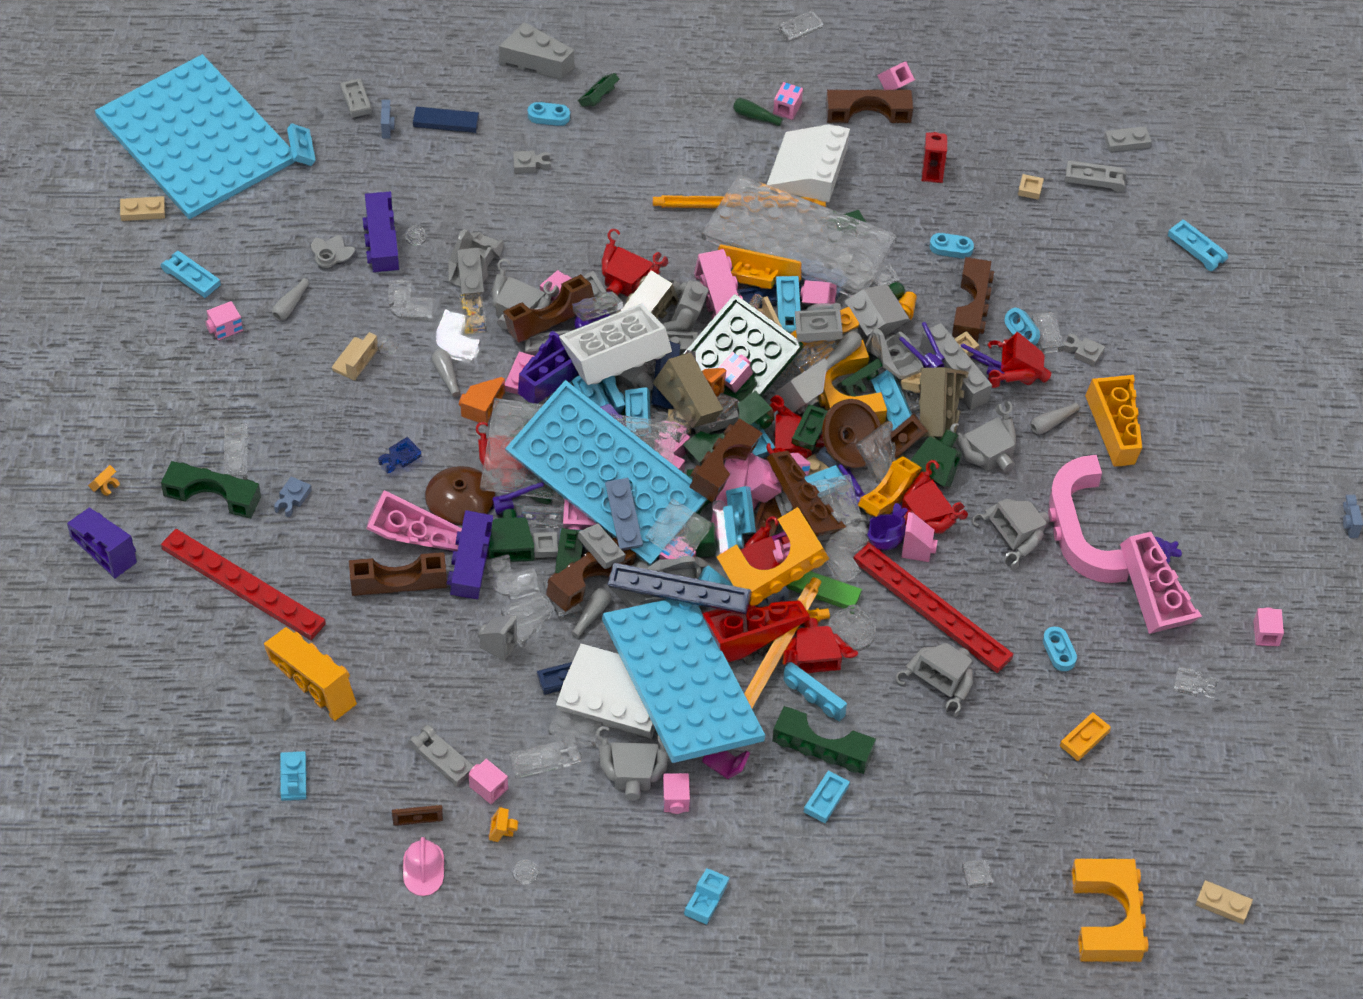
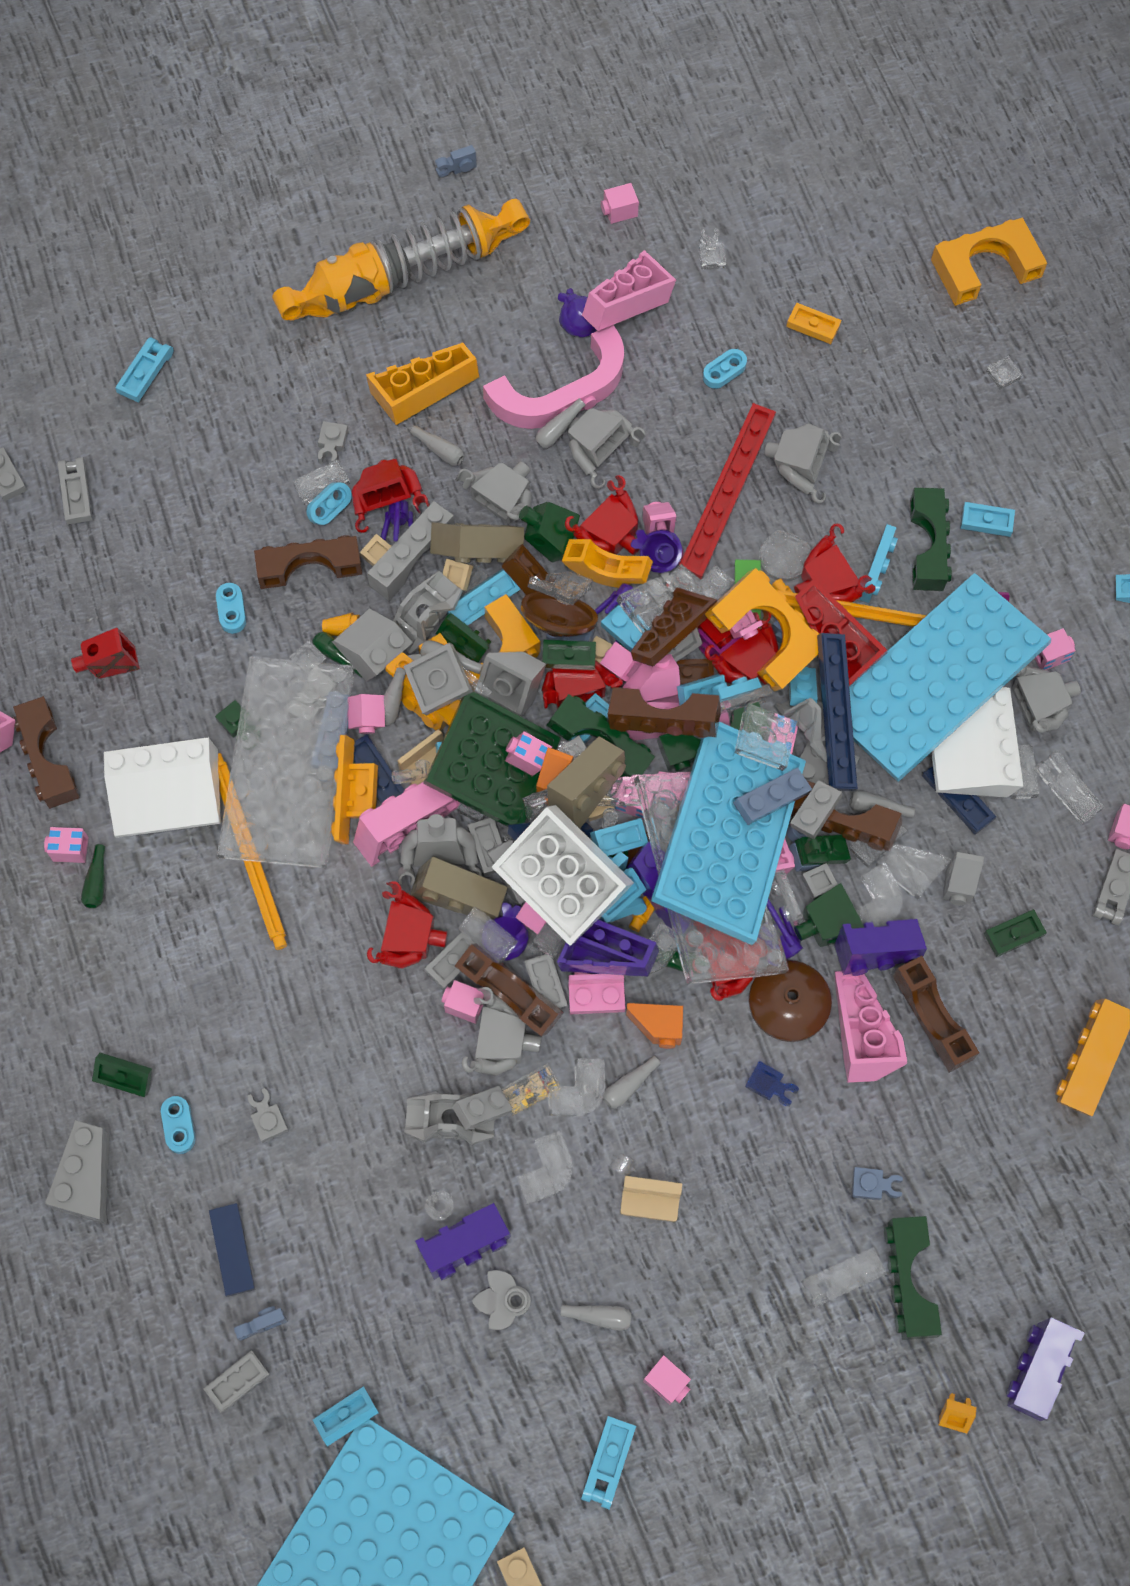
camera: 110 degrees left, 15 degrees up
(243, 584) = (1013, 1188): red plate -> none
(438, 662) = (1015, 933): none -> dark green plate
(787, 300) = (389, 741): medium azure plate -> none
(929, 360) = (425, 568): dark purple plant -> none
(1030, 186) = (115, 549): tan plate -> none
(1039, 499) = (557, 426): none -> light grey piece
(1224, 902) = (929, 181): tan plate -> none
(1244, 416) = (375, 268): none -> piece

